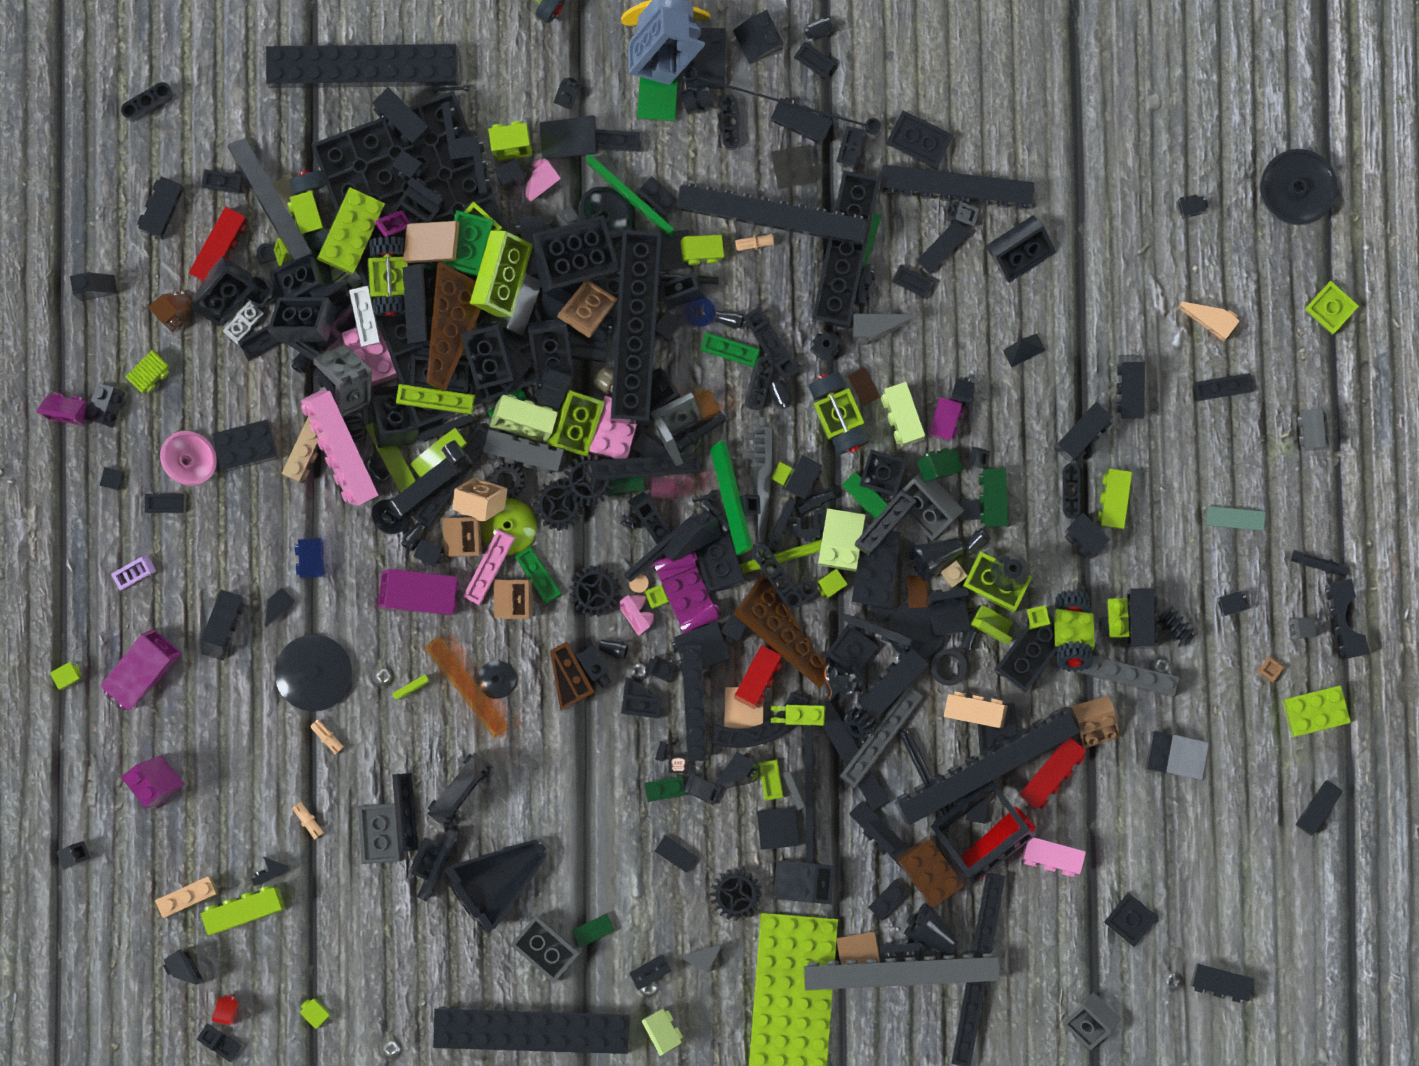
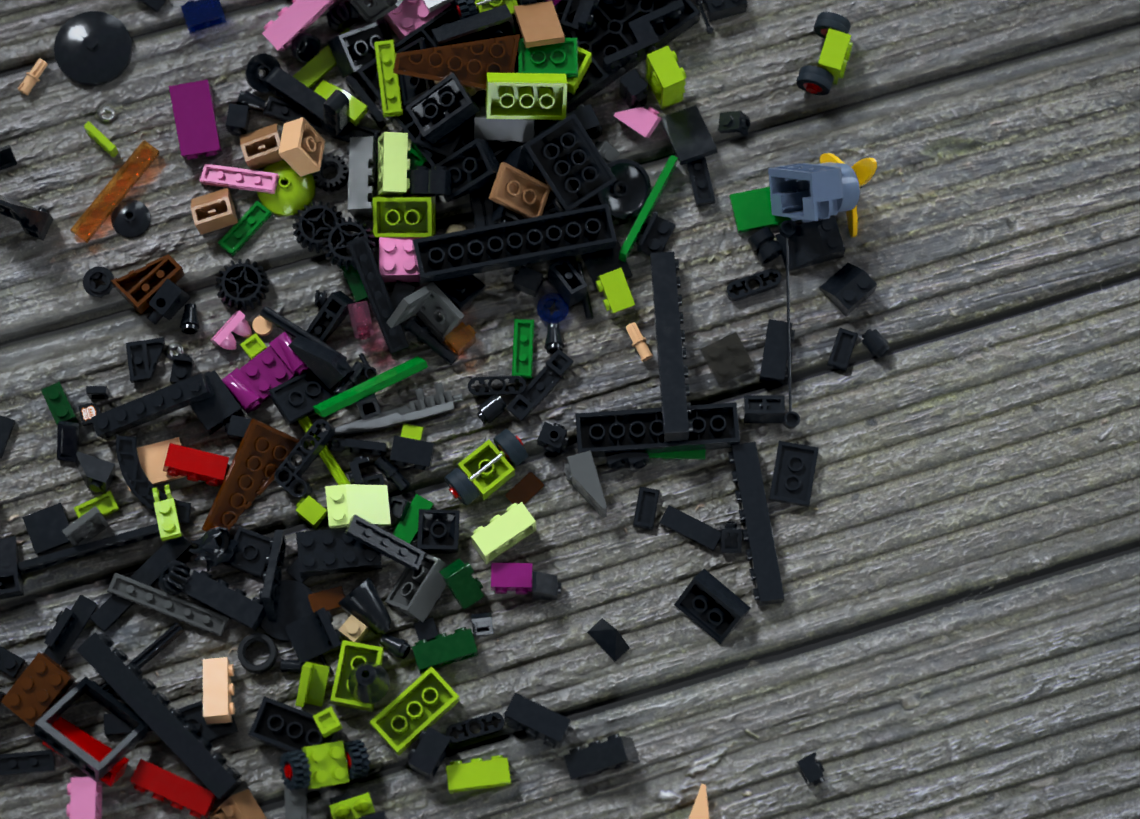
camera: 70 degrees right, 10 degrees down
(551, 715) = (95, 274): none -> black gear
(849, 503) = (399, 507): none -> black tile
(1043, 539) = (415, 711): none -> lime brick

